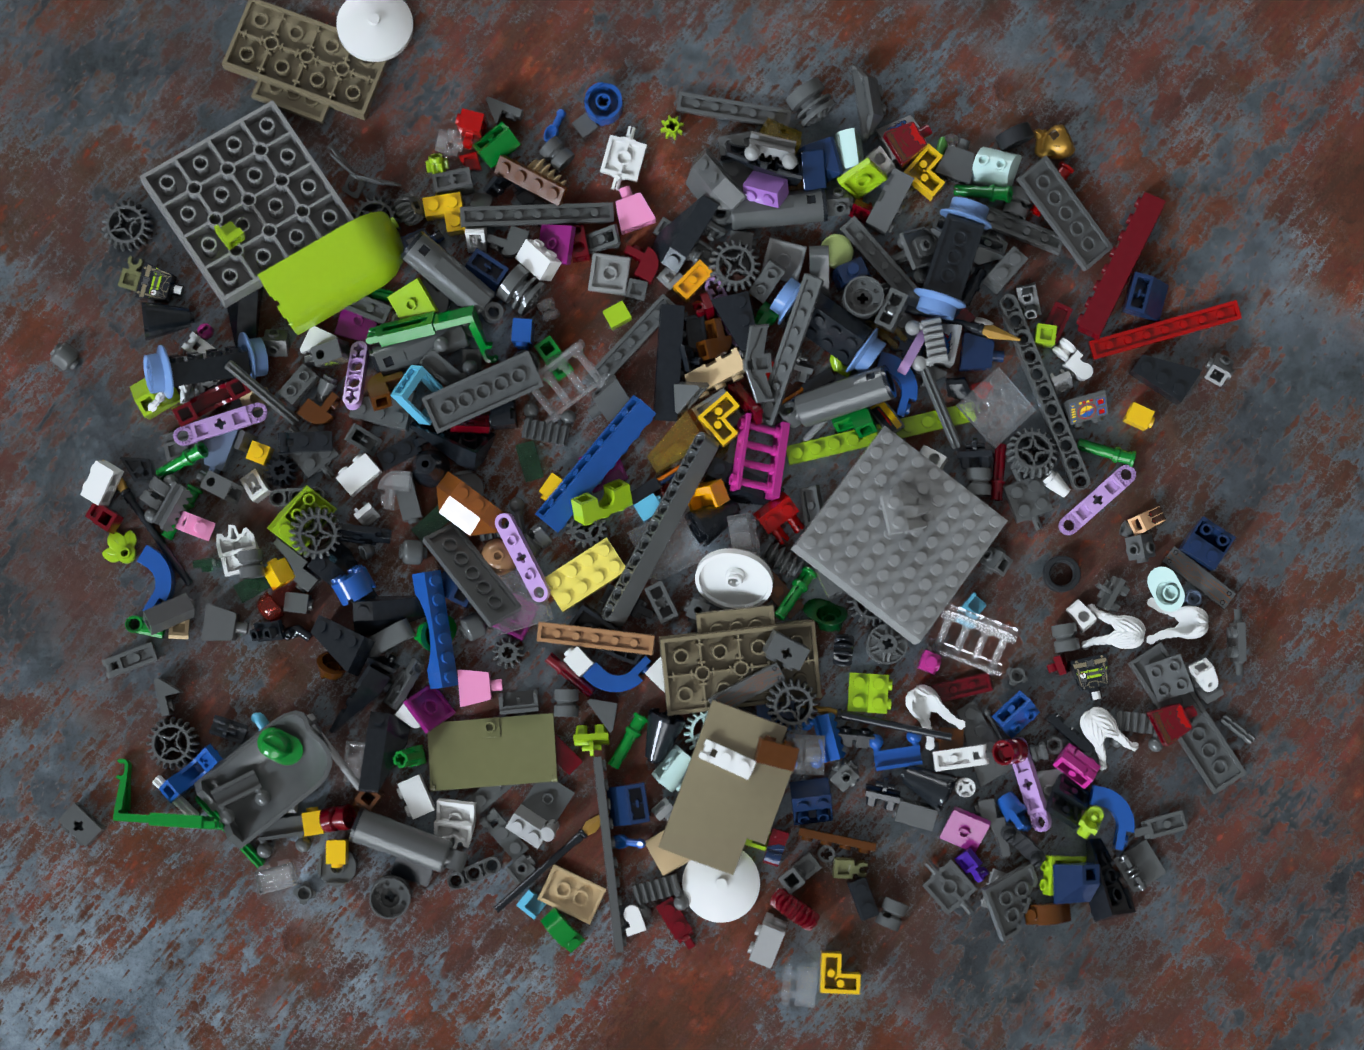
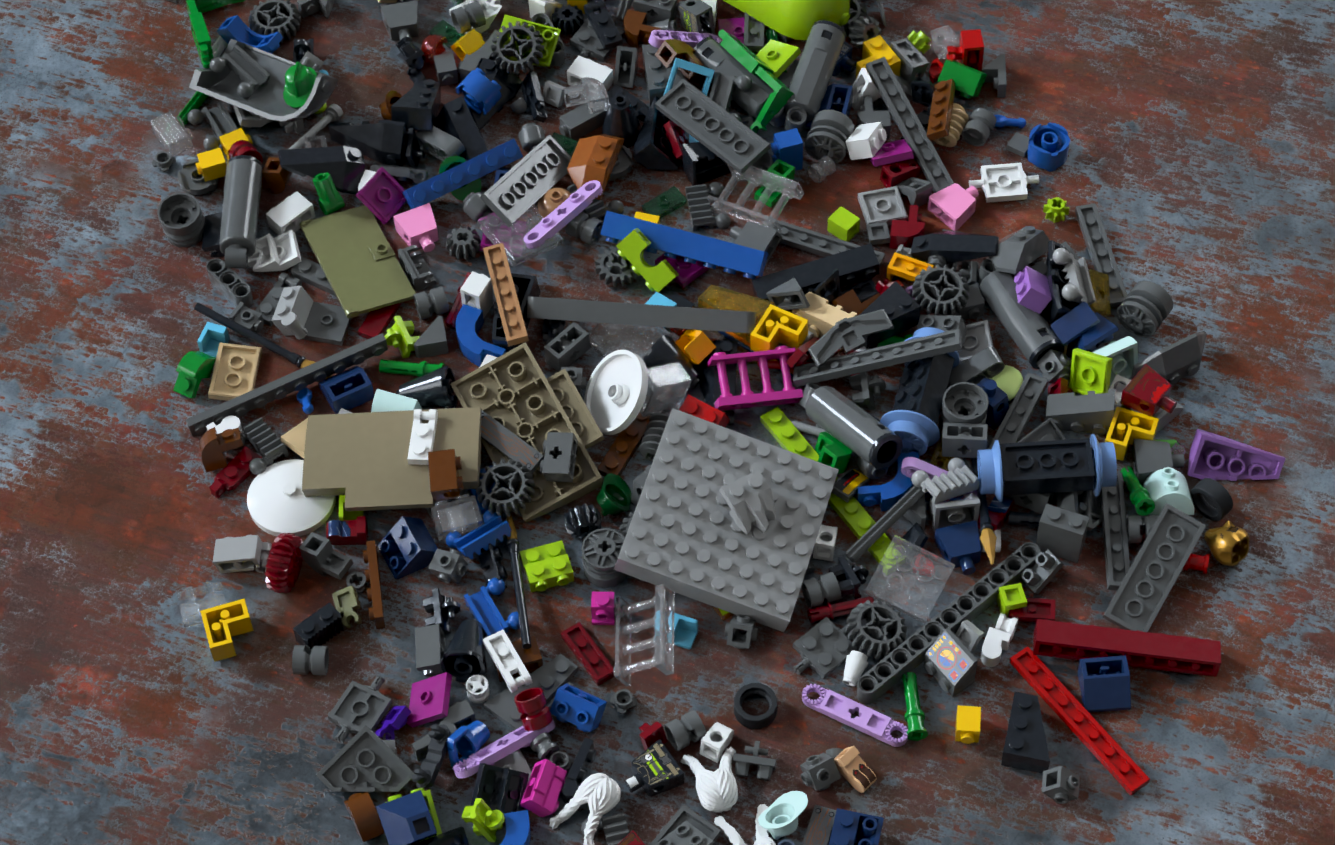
camera: 65 degrees right, 30 degrees down
(248, 727) = (312, 61): none -> light grey tile
(585, 575) = (567, 275): light yellow brick -> none
(654, 932) = (214, 447): none -> reddish brown brick
(800, 586) = (634, 462): green pin -> none
(923, 701) = (554, 614): white hair -> none
(971, 108) = (1230, 460): none -> medium lavender wedge

